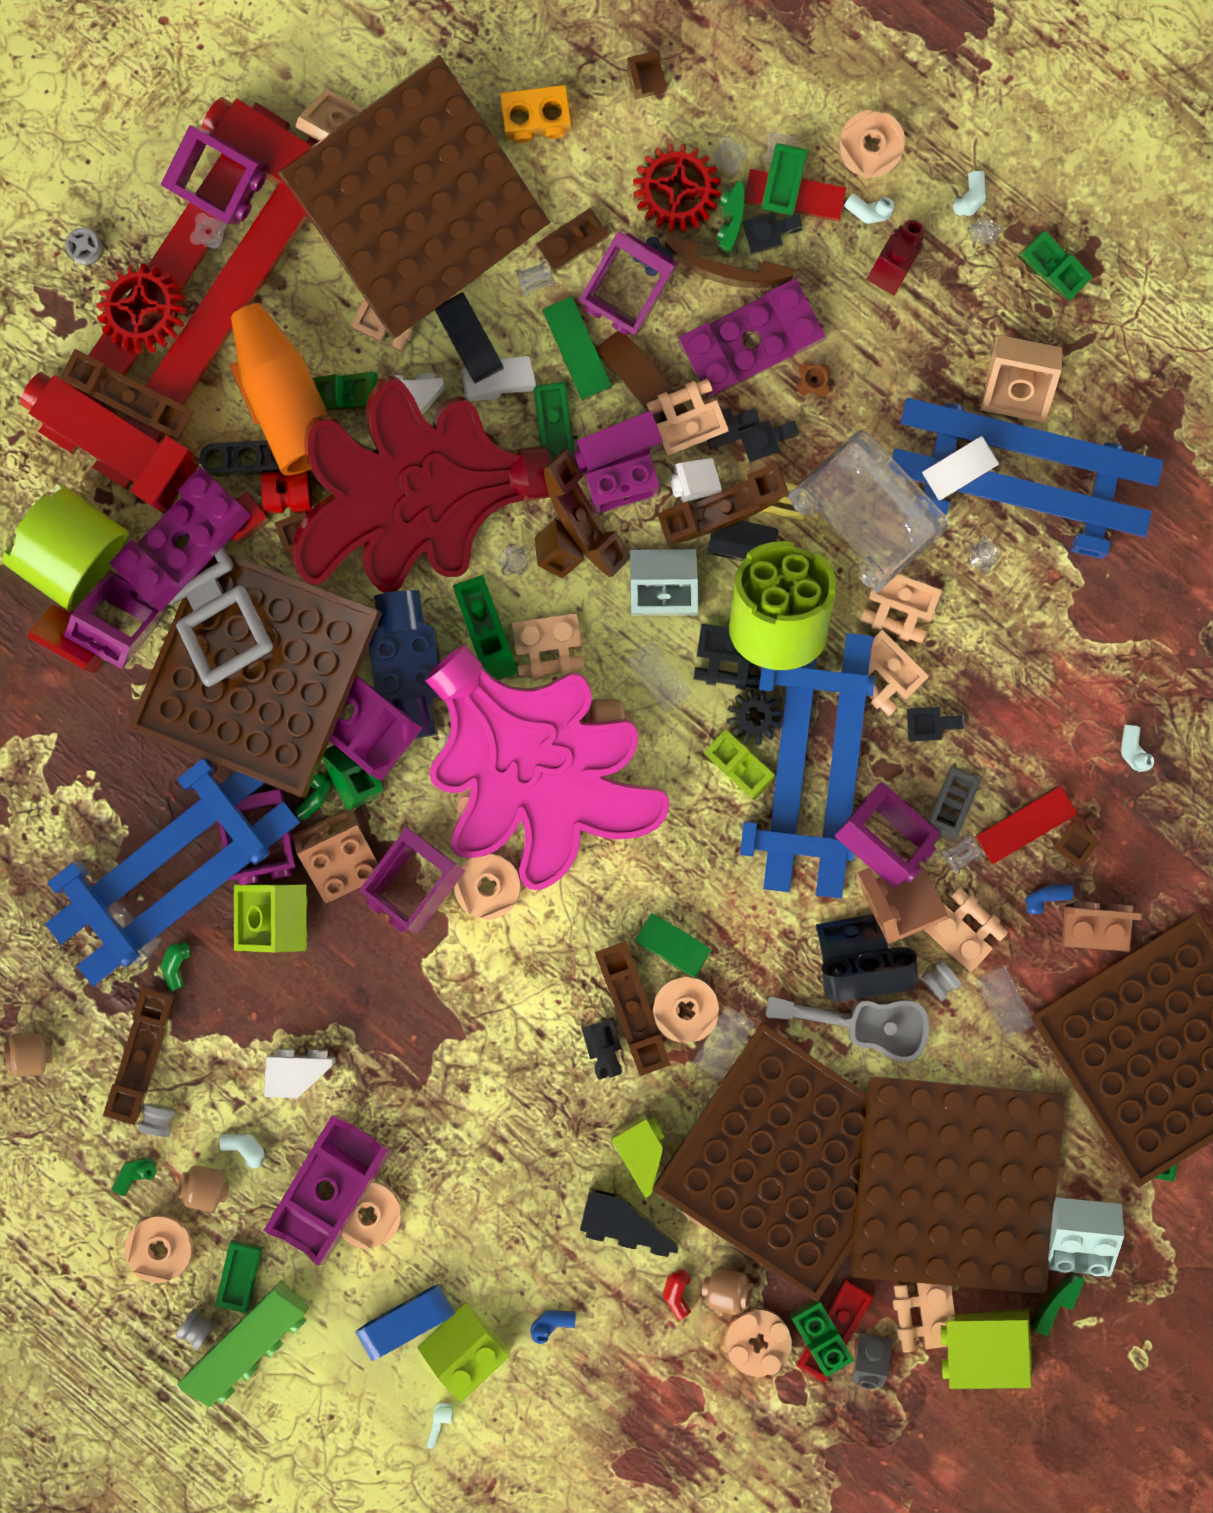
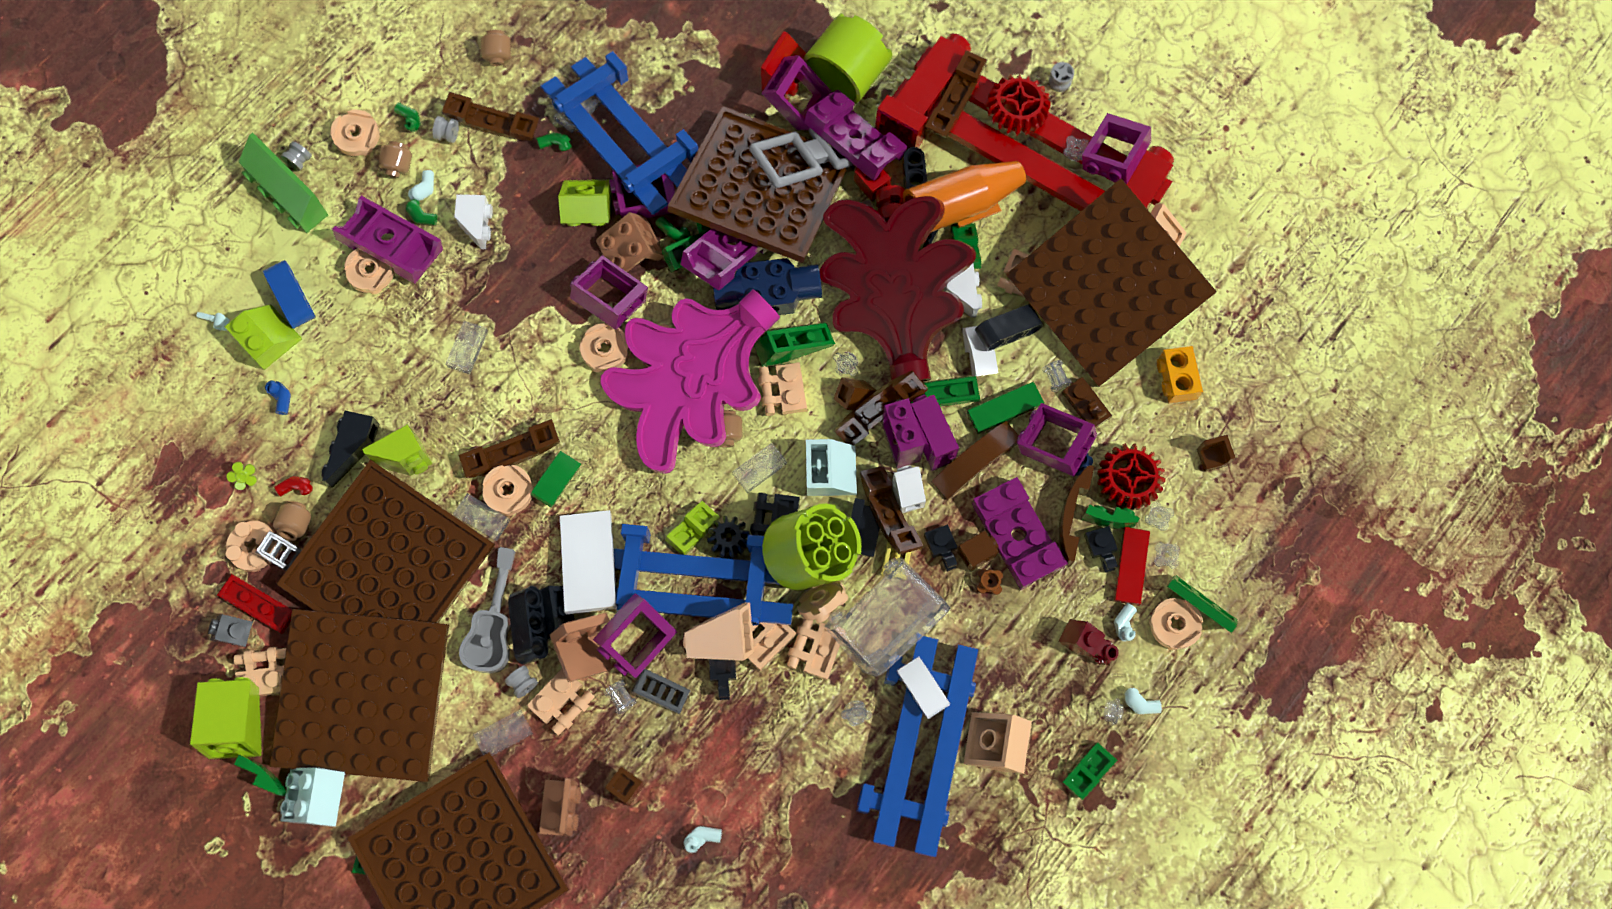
camera: 90 degrees right, 15 degrees down
(239, 1276) = (333, 186): green tile -> none
(286, 1153) = (417, 214): none -> green arm
(485, 1073) = (466, 347): none -> clear plate
(601, 1043) = (485, 428): black plate -> none
(663, 1364) = (242, 475): none -> lime plant
(690, 427) = (948, 485): light nougat plate -> none
(734, 423) = (951, 513): black plate -> none
(763, 1320) = (261, 551): none -> slope
(775, 392) = (978, 550): none -> reddish brown brick
(784, 179) = (1143, 554): green tile -> none
(786, 899) = (588, 562): none -> white tile
(821, 1337) = (251, 591): green slope -> none
(847, 108) = (1203, 603): none -> green tile
(856, 594) = (821, 601): none -> light nougat plate
(891, 723) = (723, 636): none -> light nougat slope
(1025, 825) = (642, 749): red tile -> none
(1048, 893) = (587, 767): blue arm -> none

